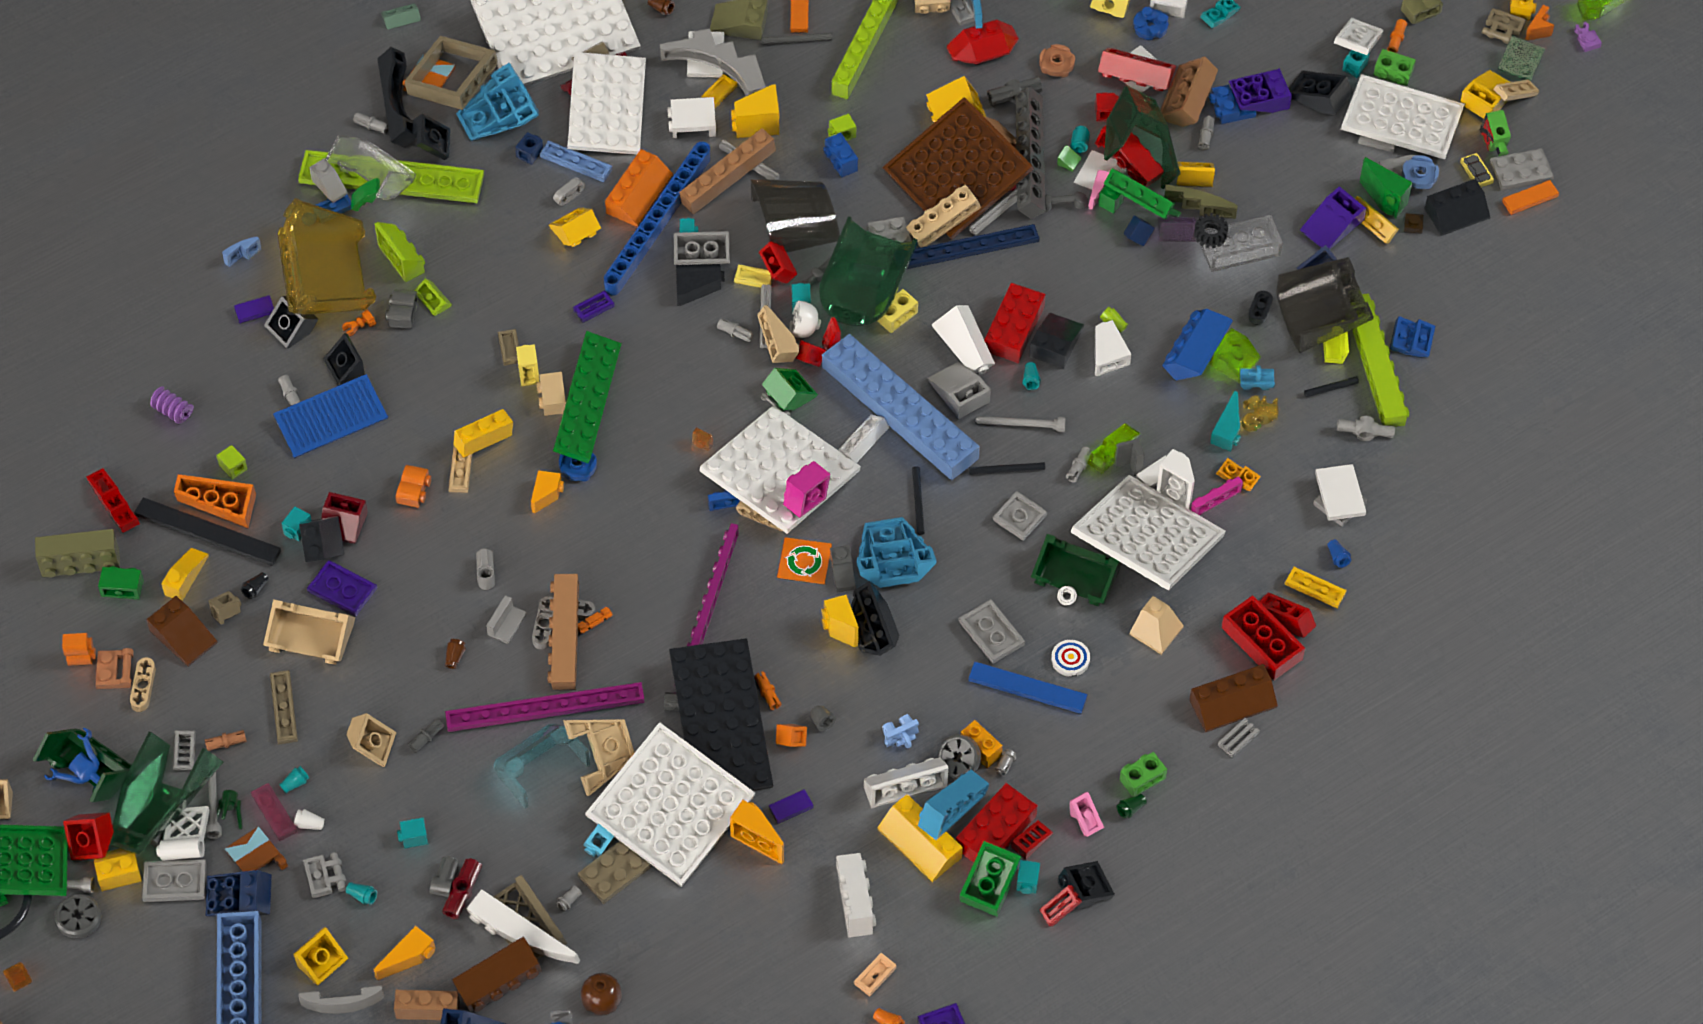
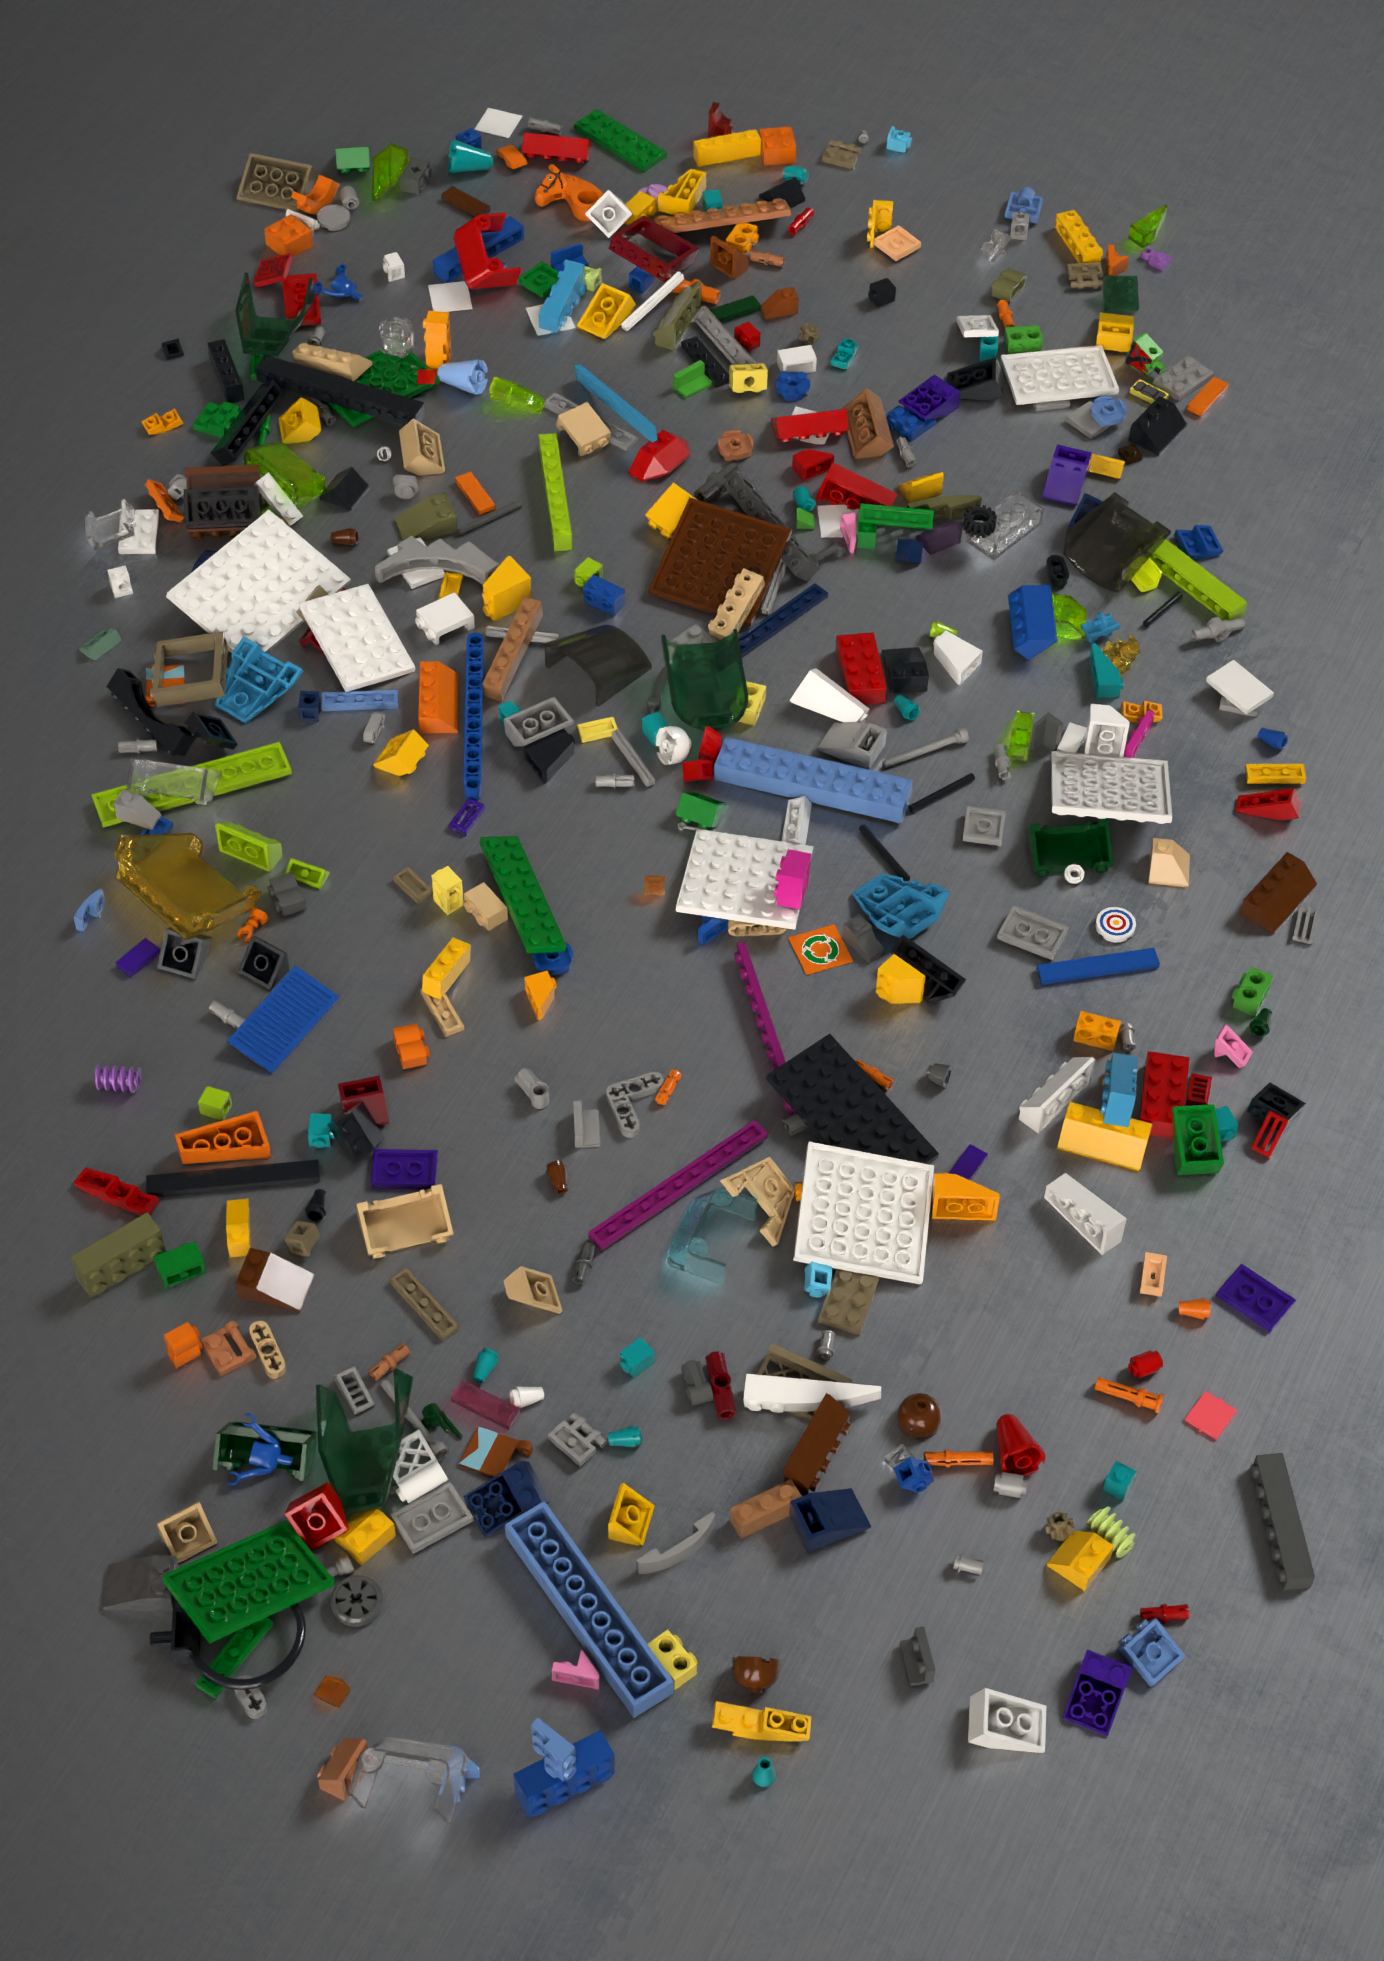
camera: 30 degrees left, 5 degrees down
(365, 193) = (184, 803): green slope -> none
(407, 953) = (712, 1471): light orange slope -> none
(564, 633) = (652, 1108): medium nougat brick -> none
(778, 262) = (614, 706): red brick -> none
(778, 338) = (660, 768): tan slope -> none
(791, 735) = (923, 1102): orange panel -> none
(903, 734) = (1021, 1056): light blue hips -> none
(970, 755) = (1090, 1035): dark grey wheel -> none
(1140, 111) = (845, 466): clear green windscreen -> none
(1263, 637) = (1266, 831): red brick -> none
(1385, 187) = (1089, 432): green slope -> none
(1516, 90) = (1137, 317): tan tile -> none

